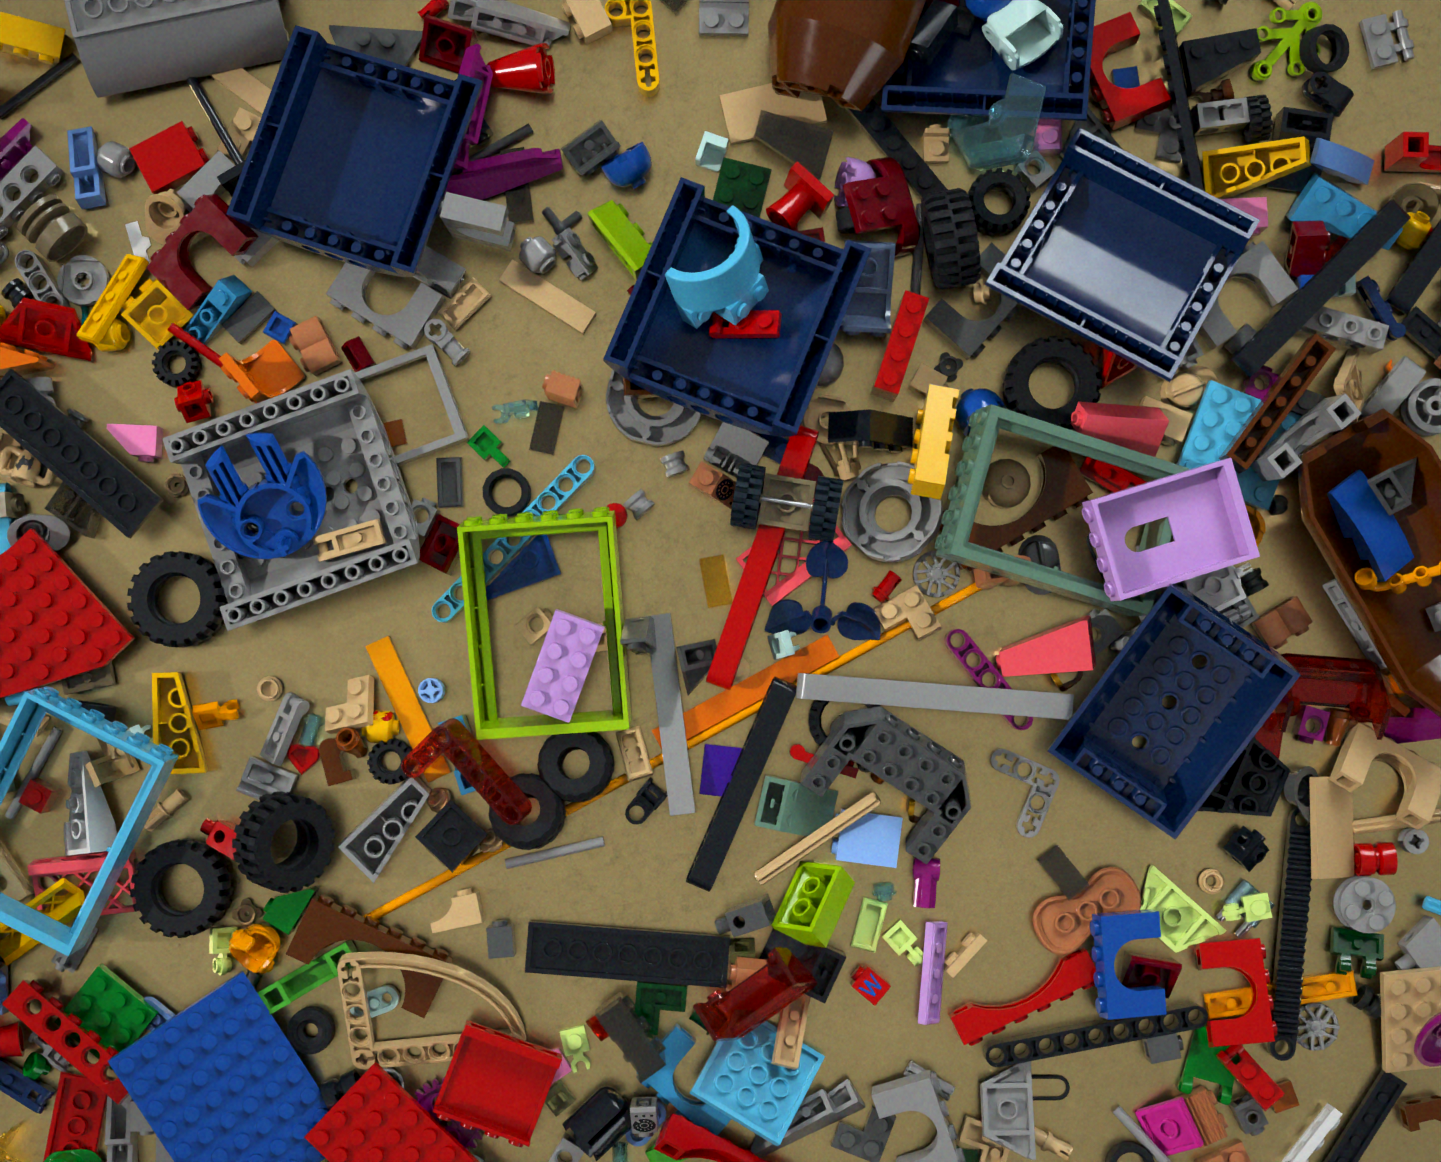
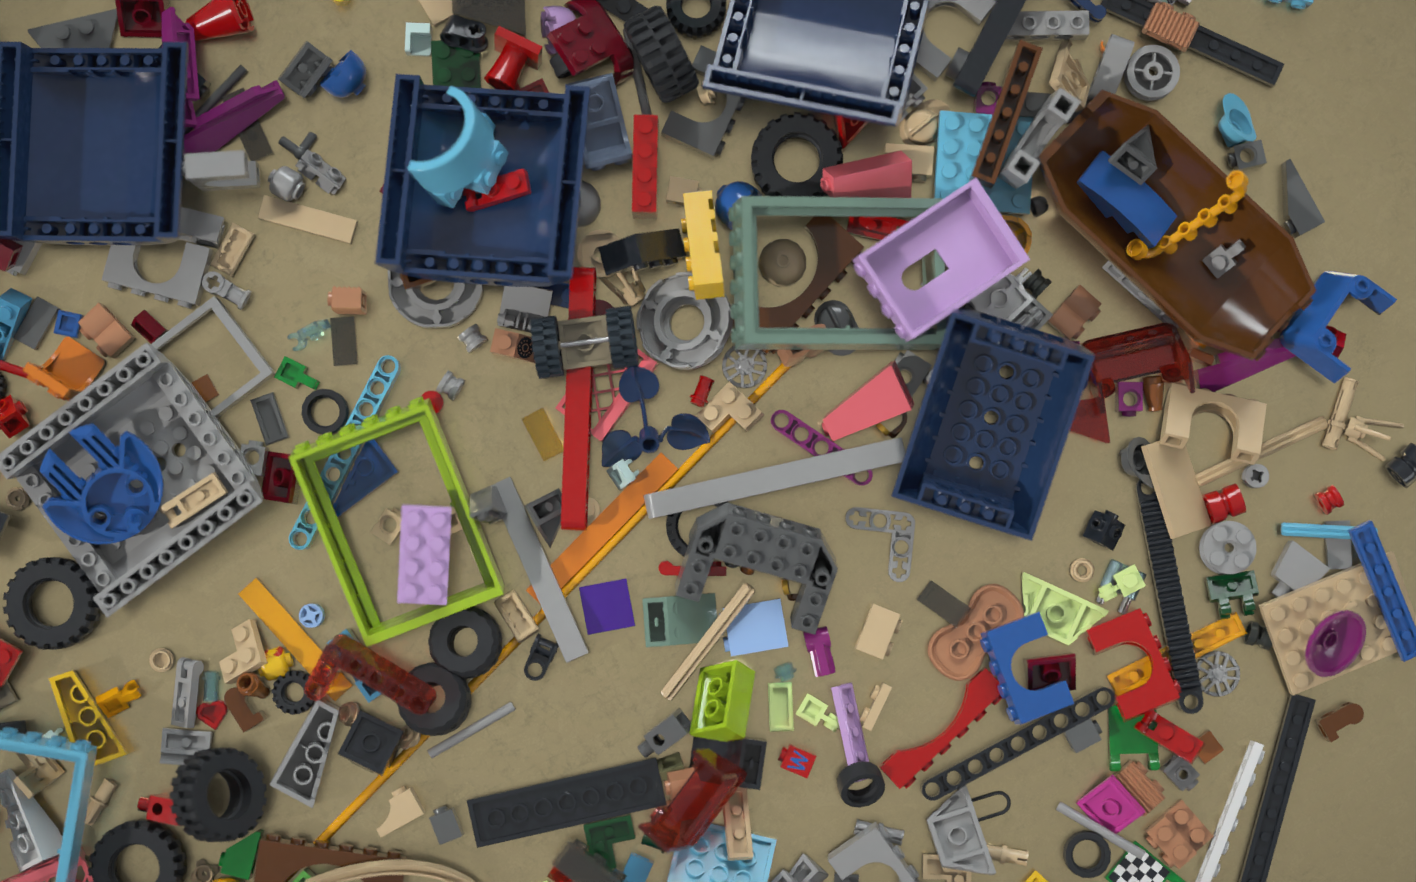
camera: 20 degrees left, 0 degrees up
(620, 235) = (357, 142): lime slope -> none
(742, 785) = (623, 613): black beam -> none
(758, 158) = (462, 32): none -> black piece
(926, 1016) = (856, 772): none -> black tyre
(946, 359) = (702, 166): dark grey plate -> none
(989, 880) = (878, 631): none -> tan brick
(1250, 784) = (1086, 469): black wedge -> none

